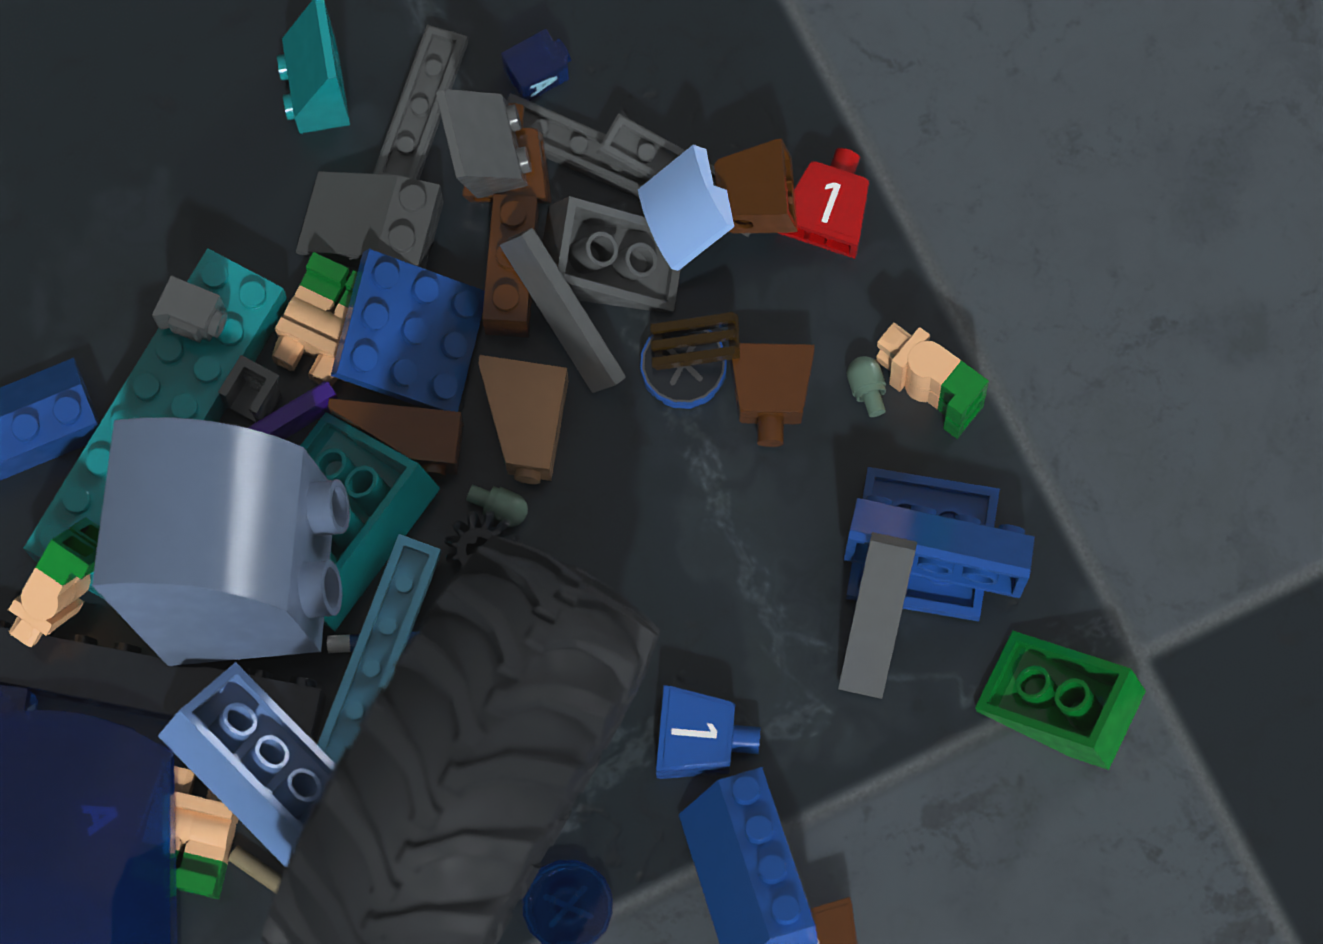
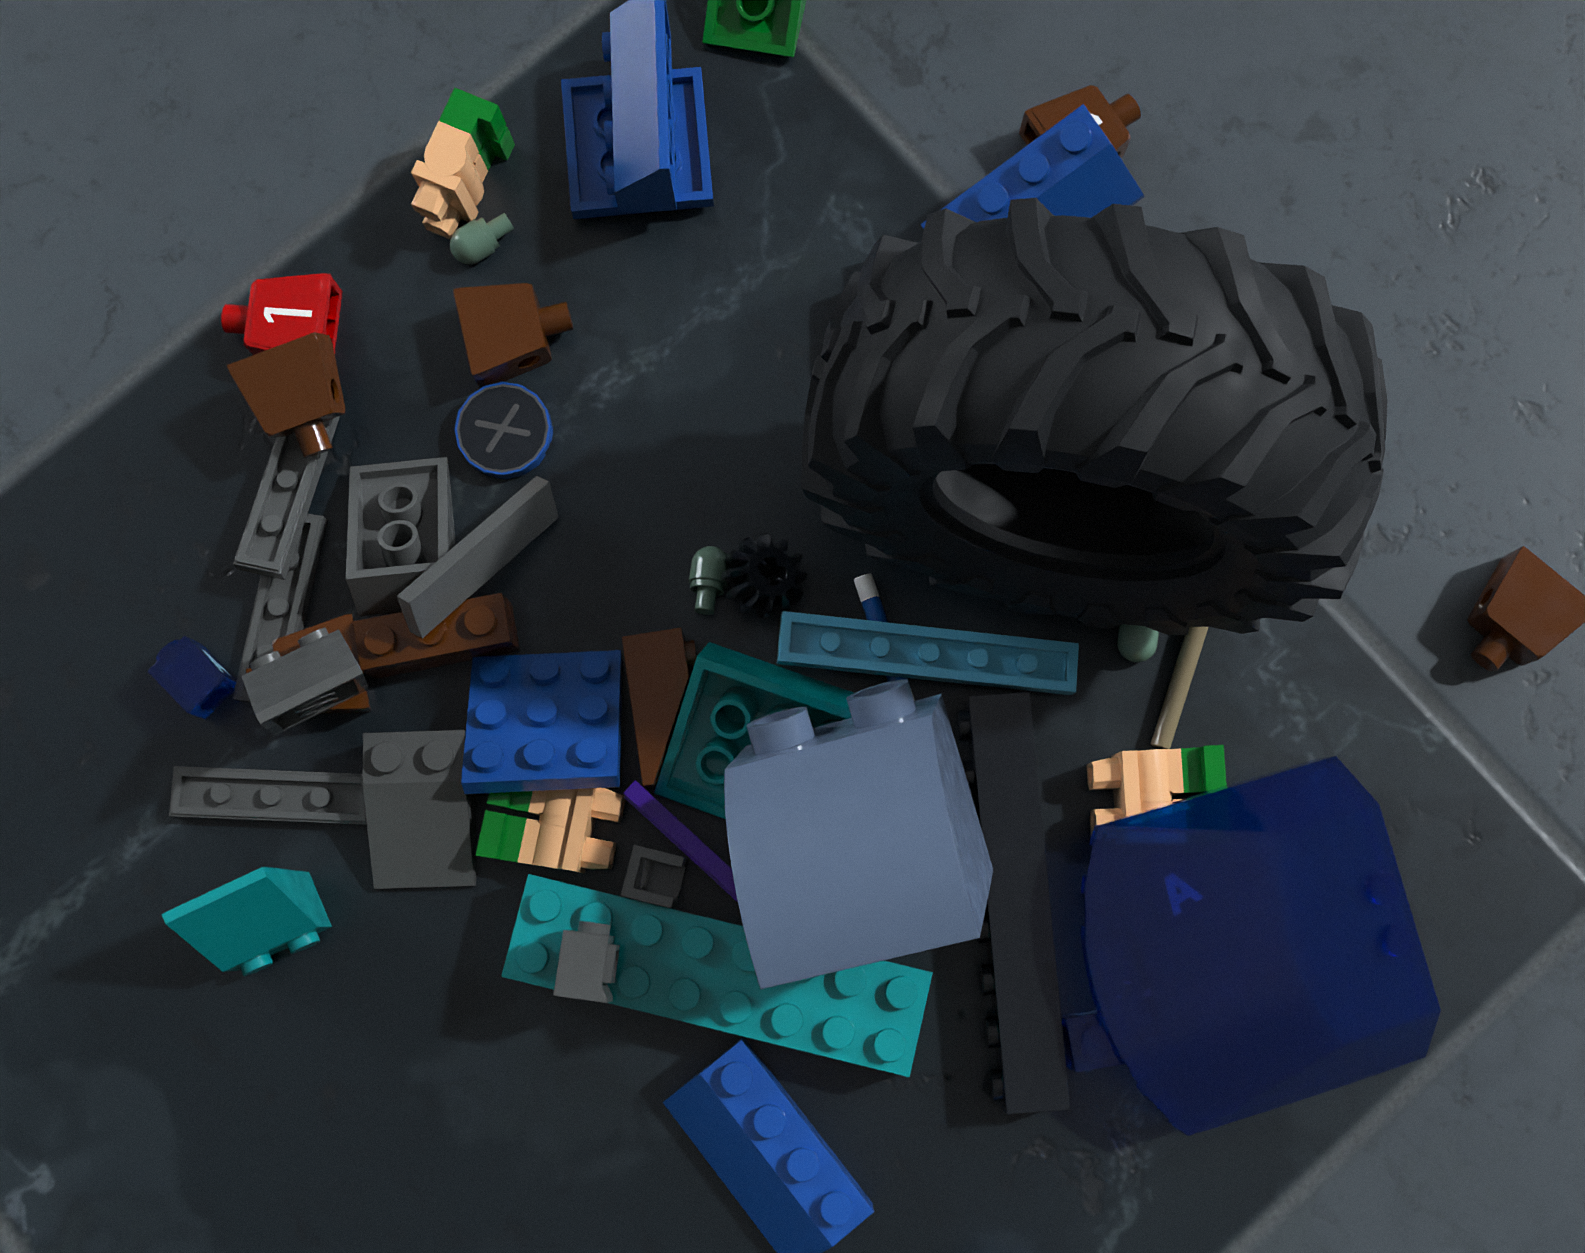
camera: 105 degrees left, 5 degrees up
(56, 583) = (923, 1000): hips -> none
(251, 758) = (1075, 731): medium blue slope -> none
(526, 413) = (602, 575): medium nougat slope -> none
(685, 208) = (329, 453): light blue slope -> none
(695, 324) = (491, 453): dark brown tile -> none
(877, 615) = (732, 141): dark grey tile -> none

